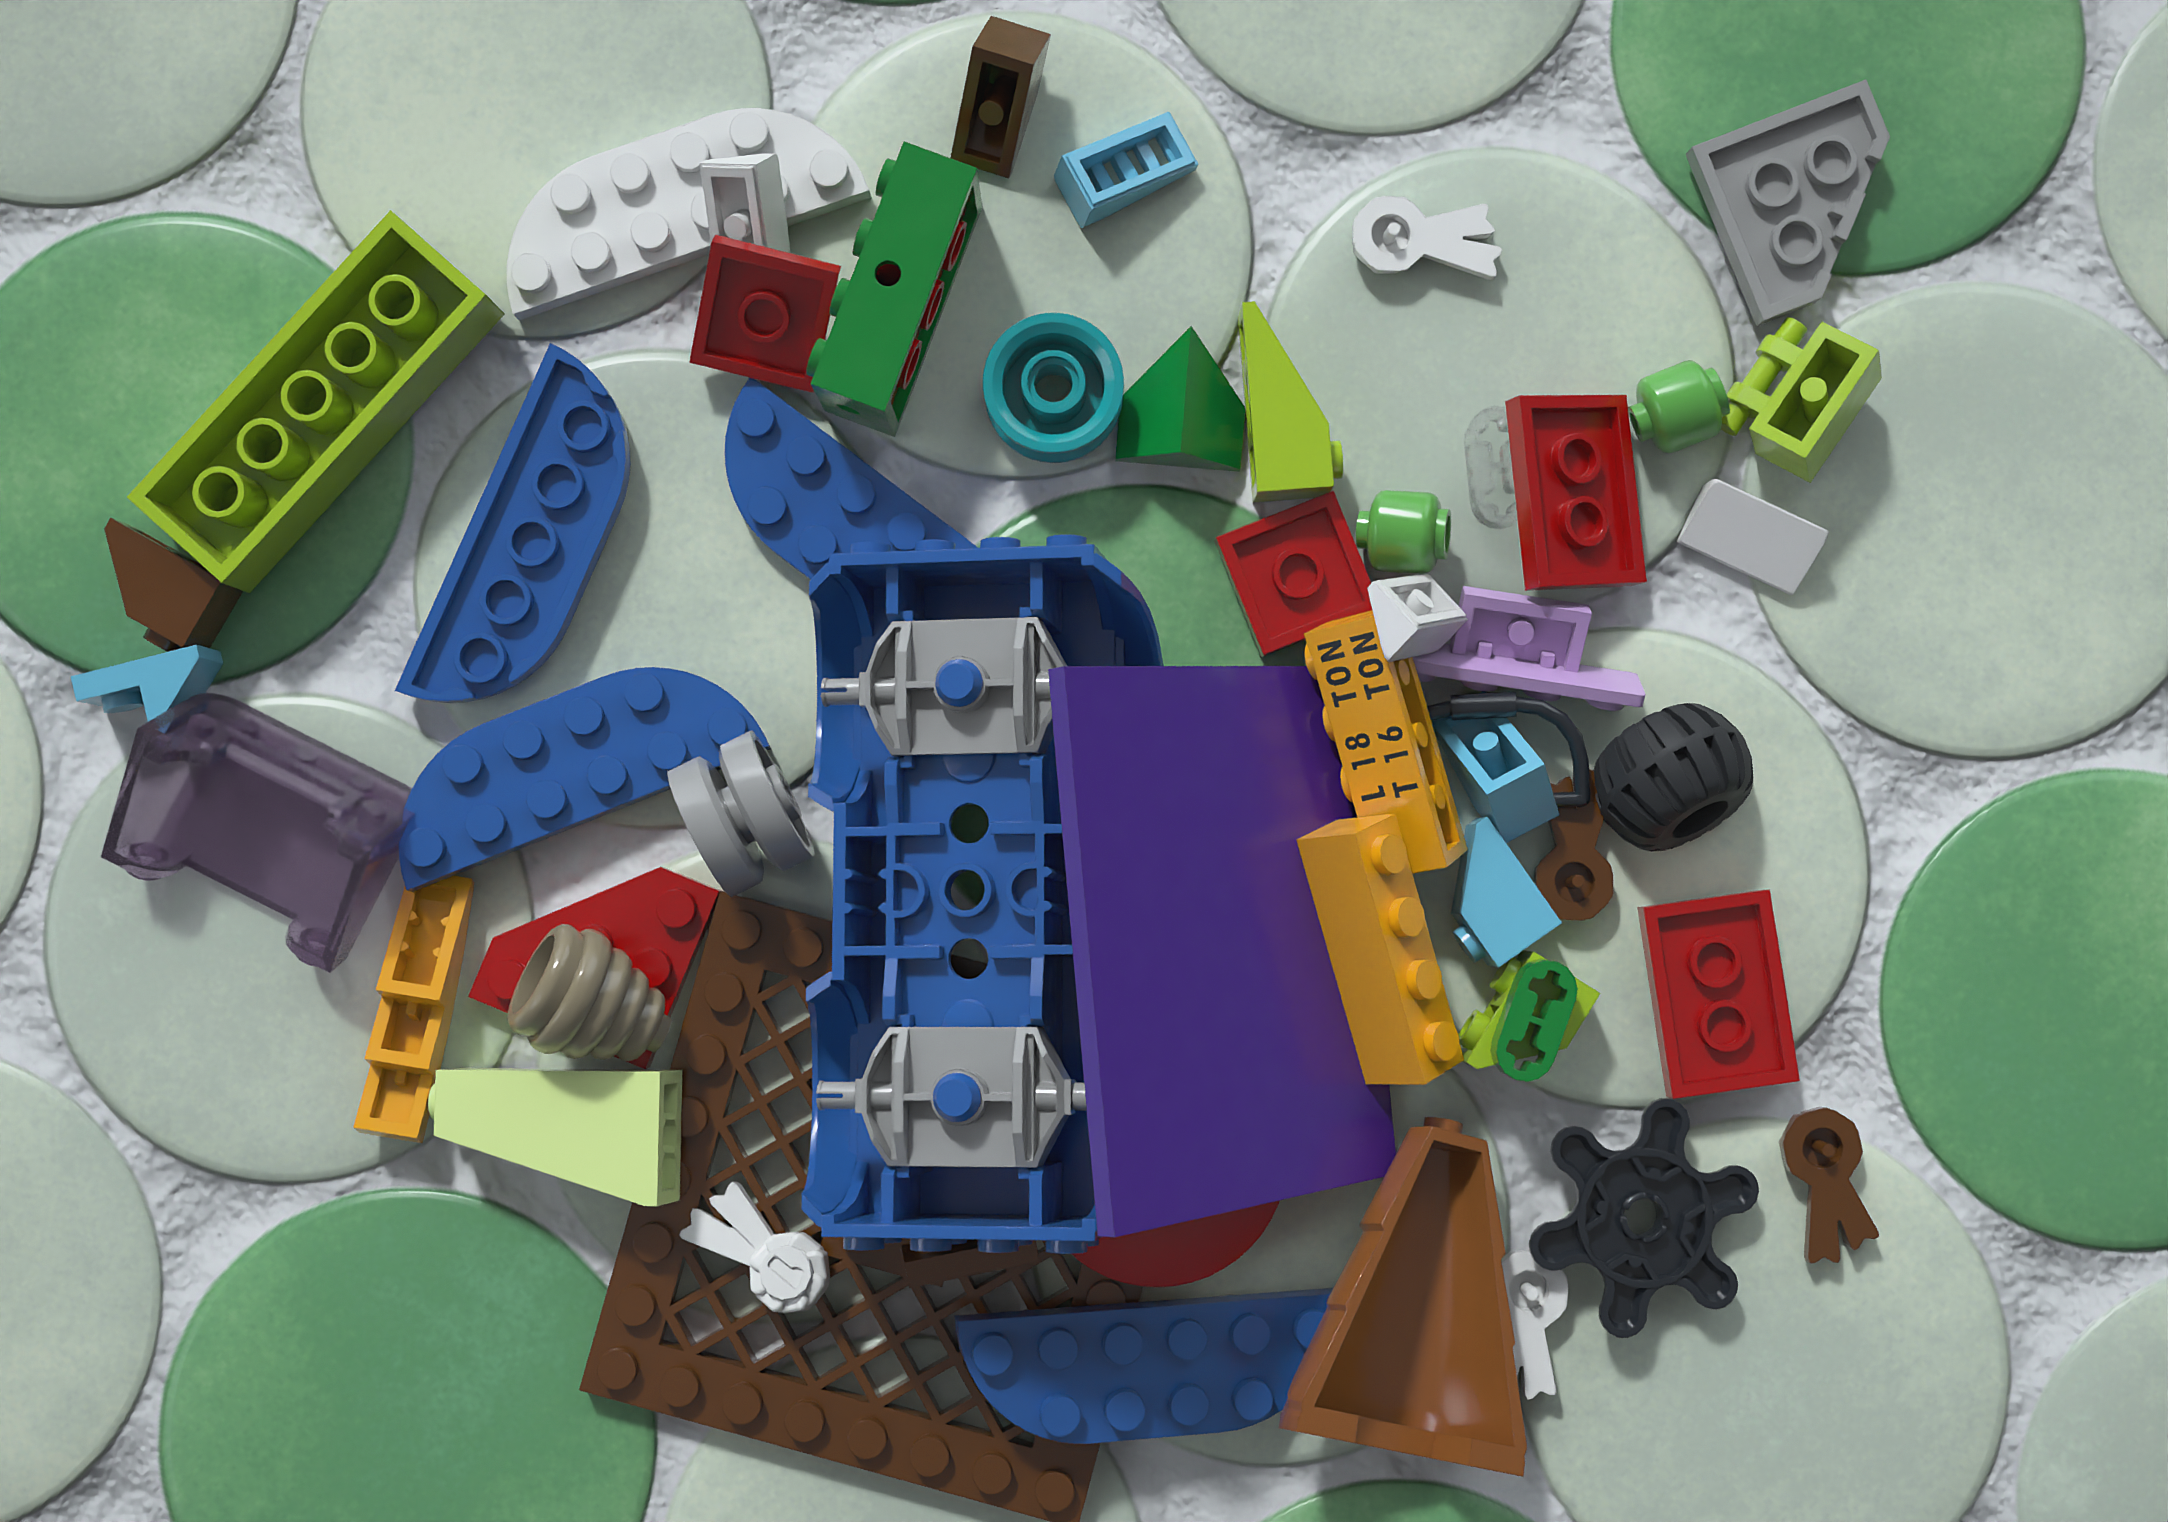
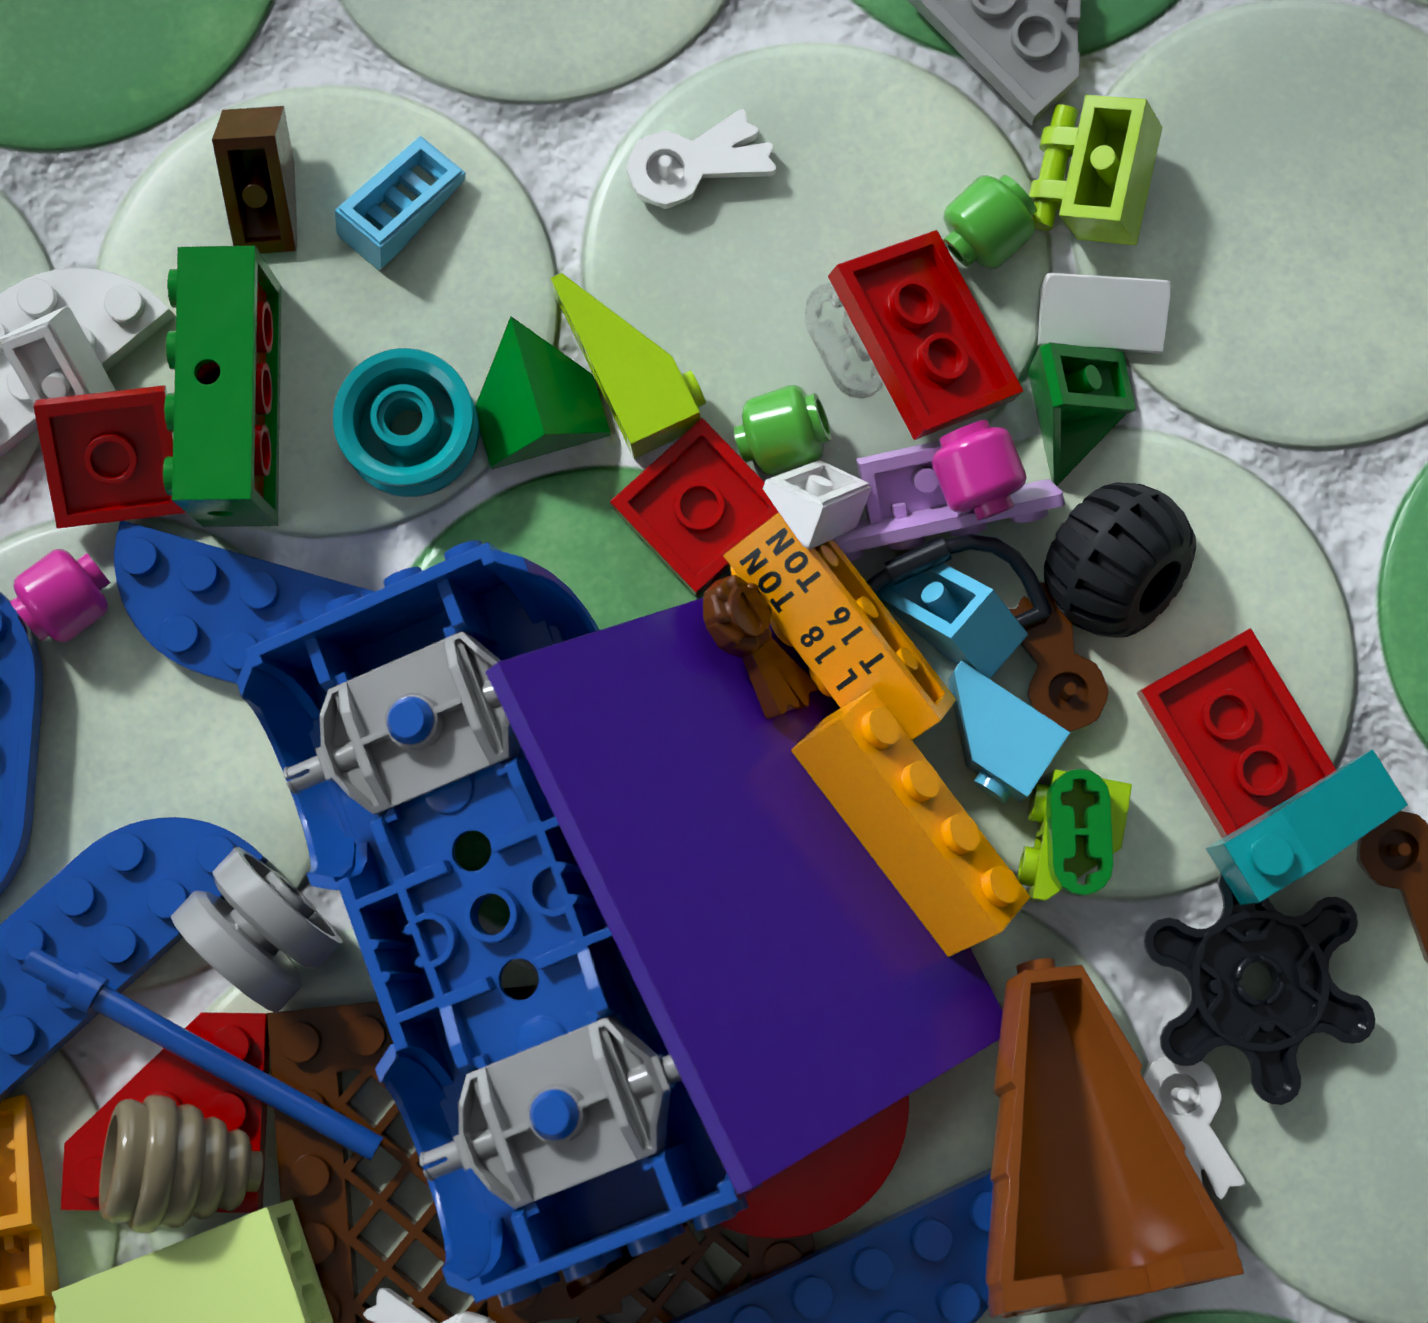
camera: 15 degrees left, 5 degrees down
(567, 811) = (90, 992): none -> blue bar
(670, 427) = (60, 595): none -> dark pink head
(1294, 708) = (740, 627): none -> reddish brown piece
(1576, 645) = (979, 469): none -> dark pink head
(1693, 610) = (1077, 400): none -> green slope
(1745, 1098) = (1306, 829): none -> teal slope

